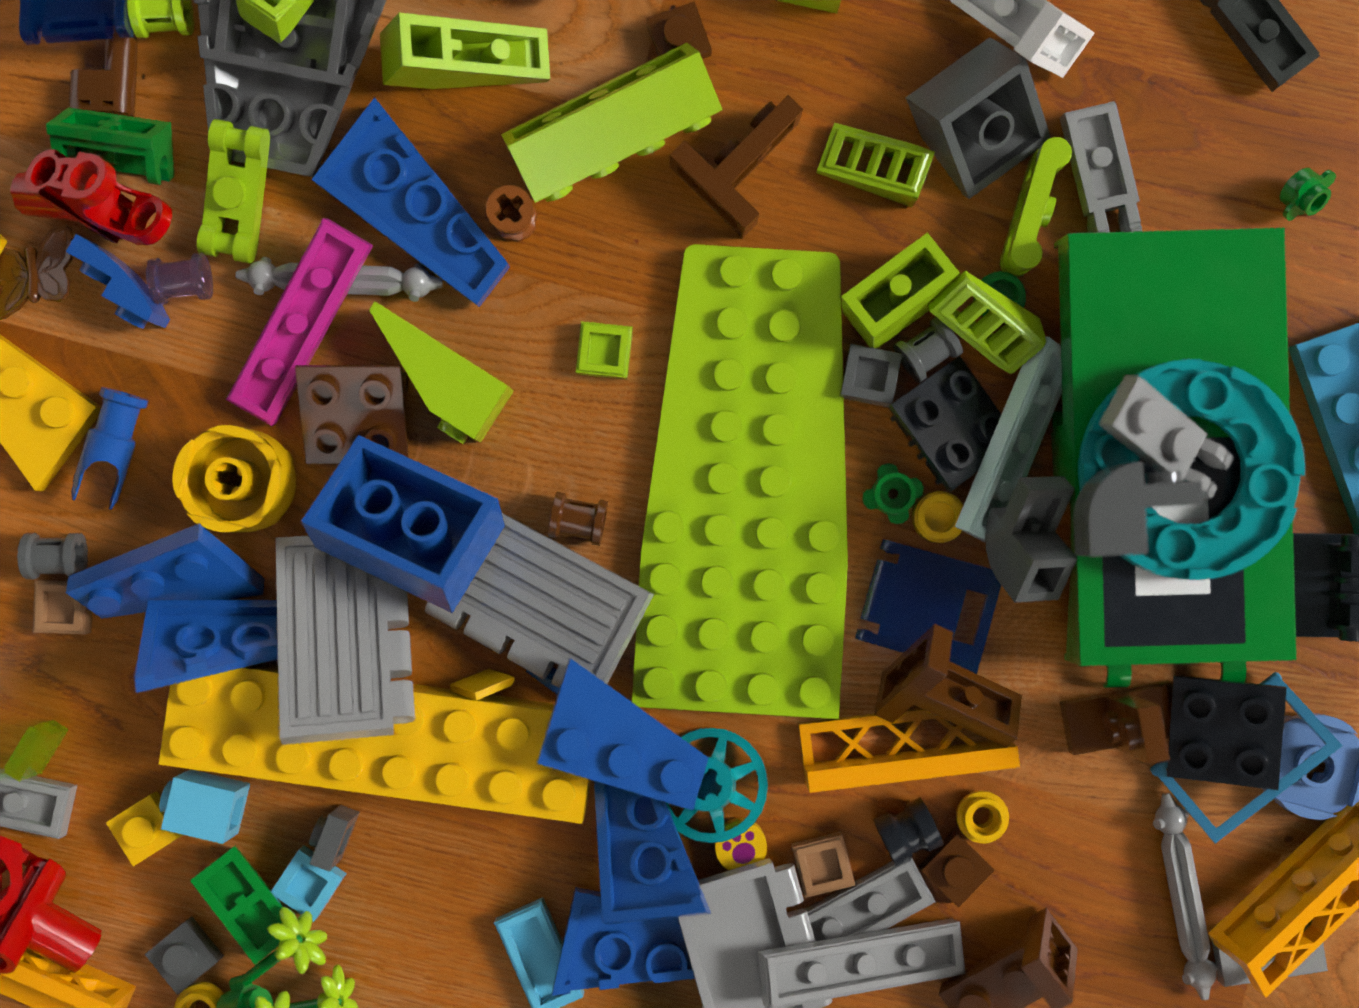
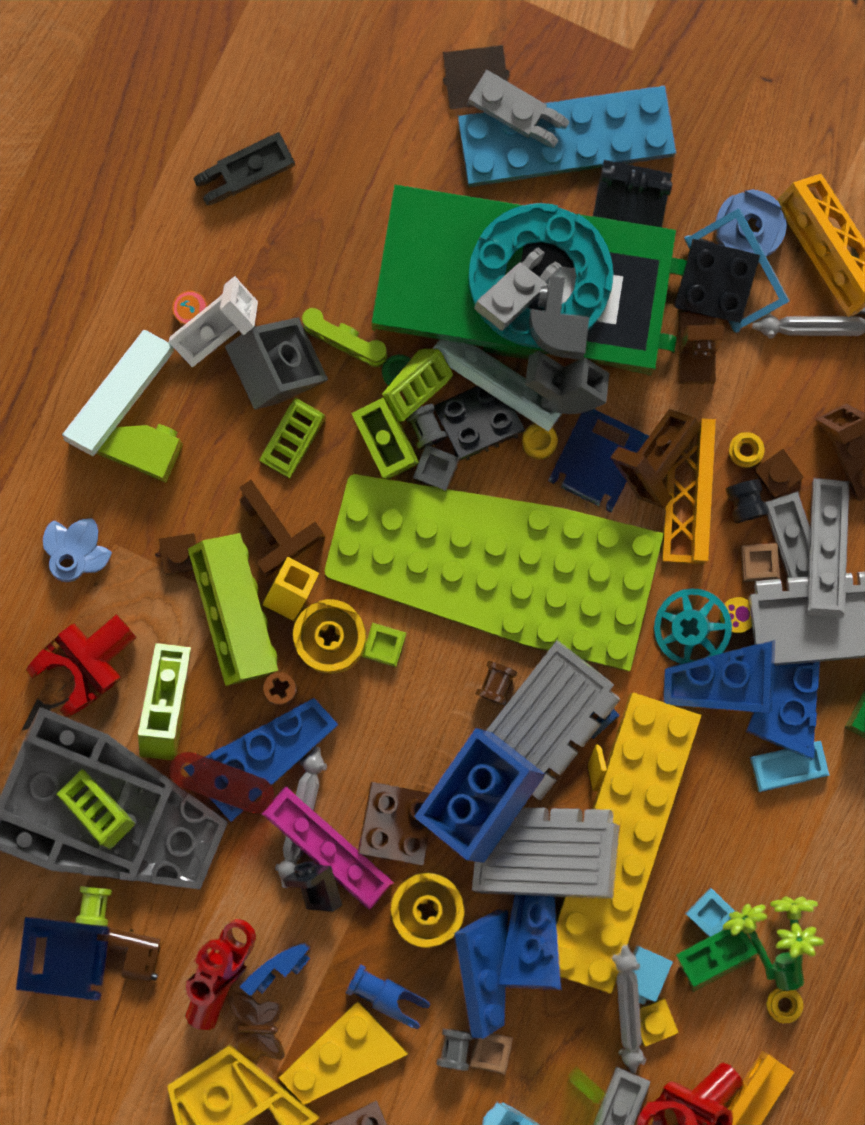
camera: 80 degrees left, 5 degrees down
(123, 141) = (178, 952): green hinge -> none
(145, 793) = (629, 1009): none -> light grey wheel
(179, 279) = (280, 926): bush -> none
(184, 955) = (746, 1010): dark grey plate -> none
(234, 191) = (228, 877): lime plate -> none
(242, 316) = (316, 885): none -> black bracket
(332, 836) = (681, 890): dark grey plate -> none
(366, 176) = (234, 794): none -> clear red plate
(448, 383) = (387, 753): lime slope -> none
(576, 246) = (320, 618): none -> yellow brick
(617, 743) = (651, 679): blue wing -> none
(656, 197) = (290, 589): none -> yellow brick
(907, 491) = (518, 457): green plate -> none
(1102, 167) = (327, 288): light grey hinge -> none
(1306, 192) = (369, 157): green plate -> none

